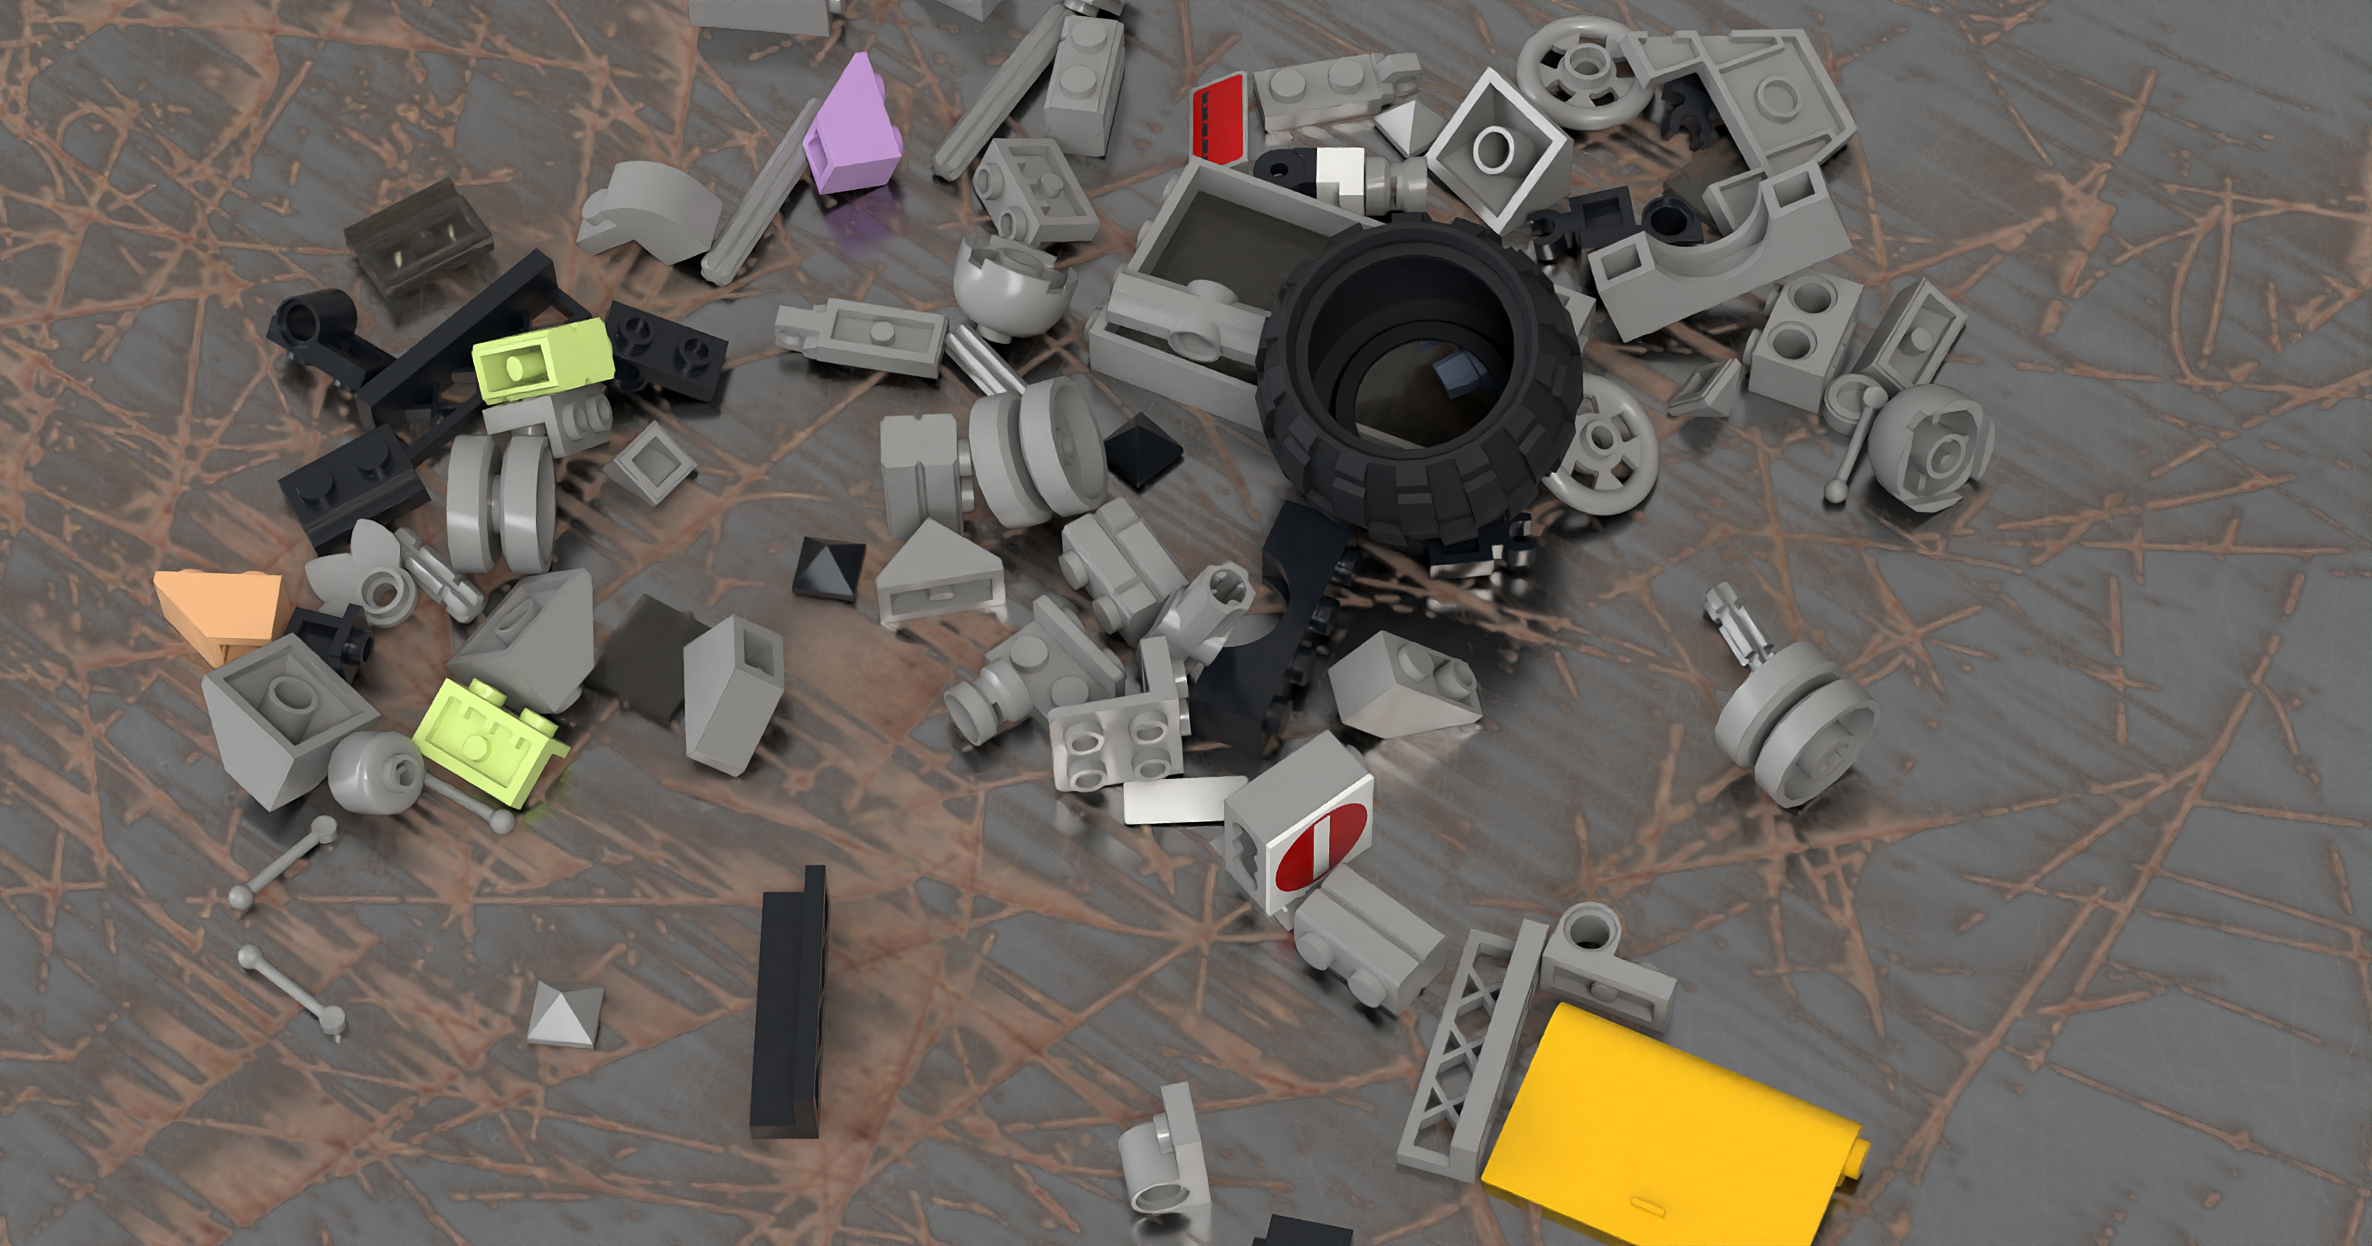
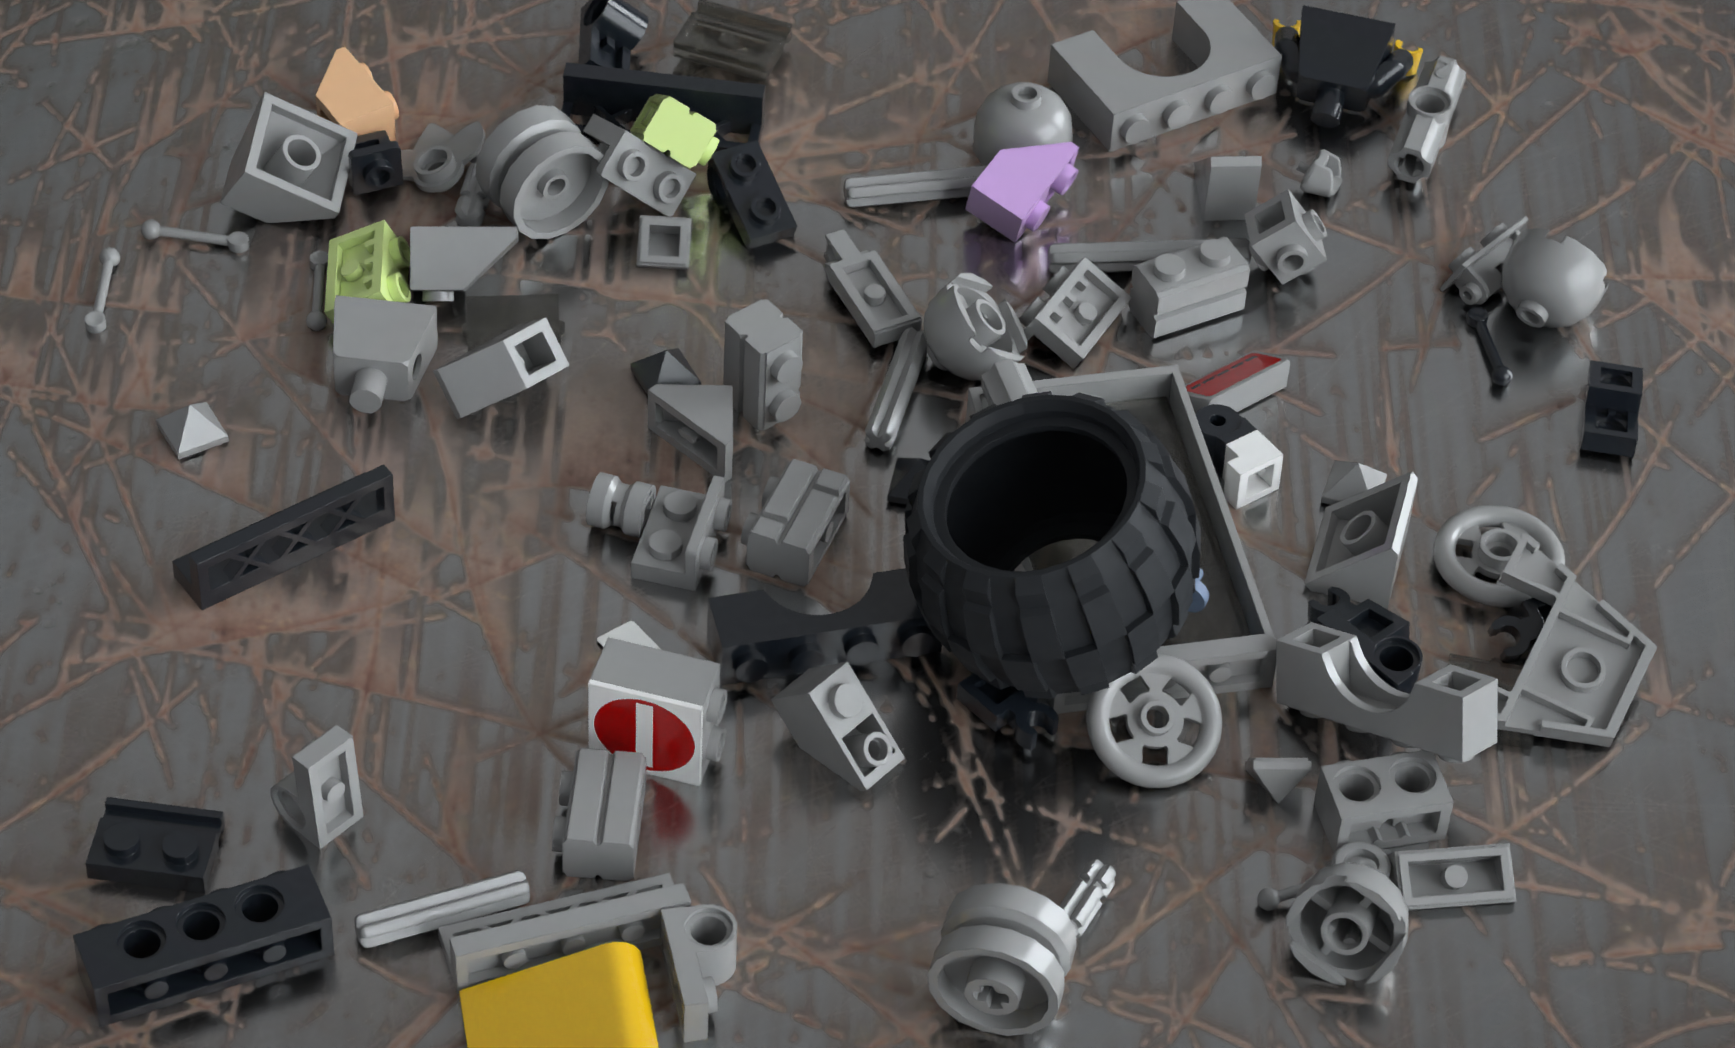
camera: 50 degrees right, 10 degrees down
(354, 482) = (495, 100): black plate -> none
(376, 772) = (287, 212): light grey head -> none
(606, 788) = (381, 349): none -> light grey torso
(655, 207) = (857, 128): light grey brick -> none
(757, 84) = (1020, 117): none -> light grey cylinder
(1038, 453) = (832, 407): light grey wheel -> none
(1124, 735) = (652, 587): light grey bracket -> none
(1202, 615) = (757, 551): light grey piece -> none
(1334, 88) = (1335, 425): light grey hinge -> none
(1375, 1138) = (442, 909): none -> light grey axle
(1410, 185) = (1281, 500): light grey wheel -> none

